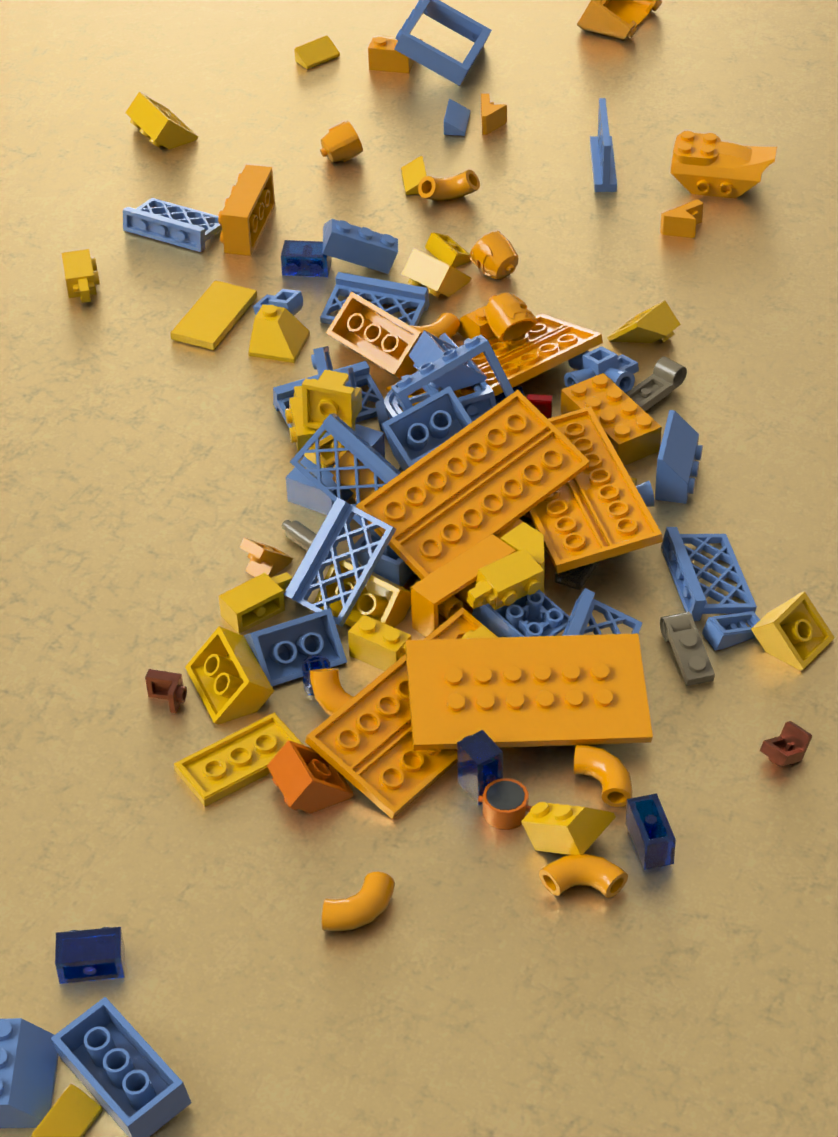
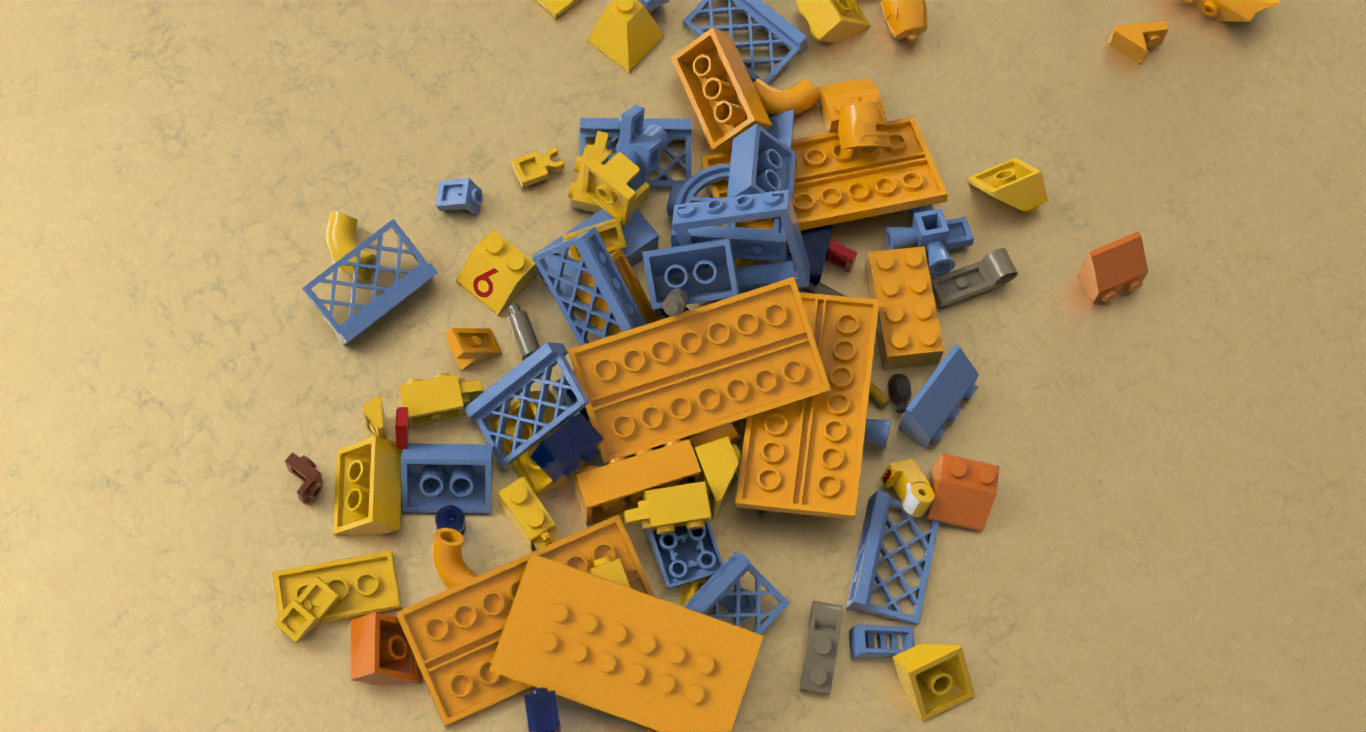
camera: 15 degrees right, 25 degrees up
(117, 533) = (341, 241): none -> yellow cylinder
(174, 550) = (386, 300): none -> medium blue fence
(196, 470) = (458, 195): none -> medium blue bracket
(210, 617) = (375, 417): none -> yellow slope
(223, 772) = (307, 610): none -> yellow slope
(238, 618) = (402, 428): none -> red tile
(250, 436) = (533, 168): none -> yellow plate
(259, 505) = (496, 272): none -> yellow slope
(393, 572) = (567, 448): none -> clear blue brick
(429, 441) = (675, 302): none -> dark tan cylinder
(641, 470) = (899, 391): none -> clear smoke cylinder
(690, 519) = (910, 486): none -> yellow leg
(734, 509) = (962, 491): none -> orange slope
(758, 342) = (1114, 268): none -> orange slope

